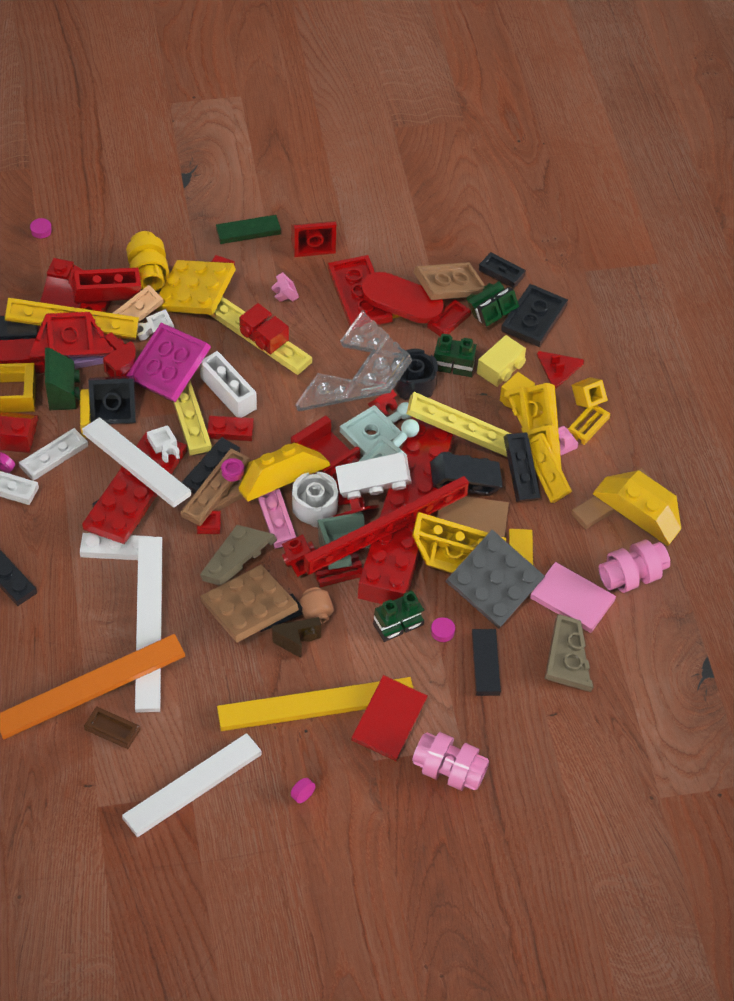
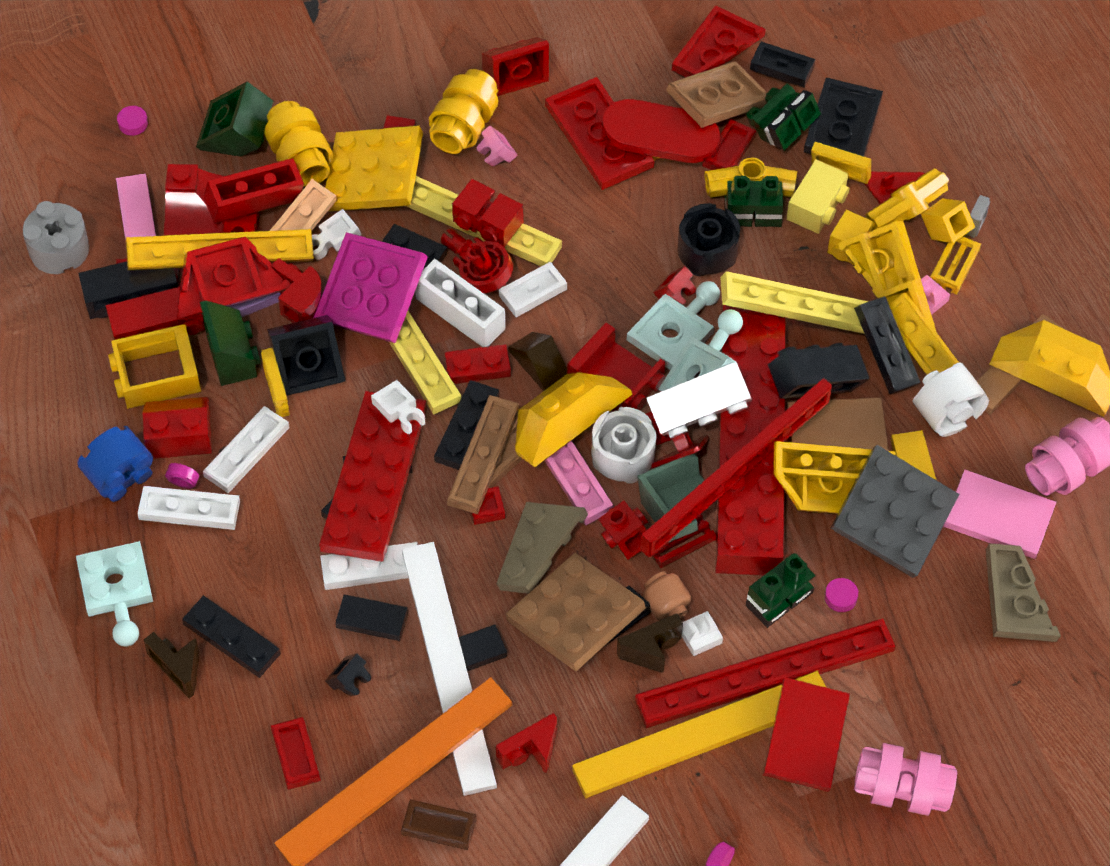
camera: 10 degrees left, 5 degrees up
(26, 281) = (135, 206): none -> bright pink tile
(26, 660) = (295, 753): none -> red tile
(80, 611) = (345, 673): none -> black tile
(106, 580) = (371, 617): none -> black tile
(110, 240) = (235, 121): none -> dark green slope
(136, 462) = (368, 441): white tile -> none
(177, 615) = (482, 647): none -> black tile
(193, 683) = (534, 740): none -> red slope
(215, 343) = (408, 239): none -> black plate
(232, 469) = (502, 426): dark pink tile -> none
(248, 229) = (420, 68): dark green tile -> none
(251, 360) = (479, 262): none -> red pin
(267, 260) = (463, 111): none -> yellow piece
(274, 431) = (539, 358): none -> dark brown slope
(283, 385) = (533, 289): none -> white plate
(334, 636) = (701, 633): none -> white tile
(371, 670) = (763, 673): none -> red tile
(376, 375) = (661, 254): clear wing -> none
(458, 333) = (755, 170): none -> yellow piece
(459, 247) = (716, 42): none -> red wing
(486, 662) = (910, 629): black tile -> none
(533, 344) = (855, 165): none -> yellow tile
(556, 511) = (950, 399): none -> white brick
(568, 373) = (909, 199): none -> yellow piece
(613, 394) = (979, 215): none -> light grey tile

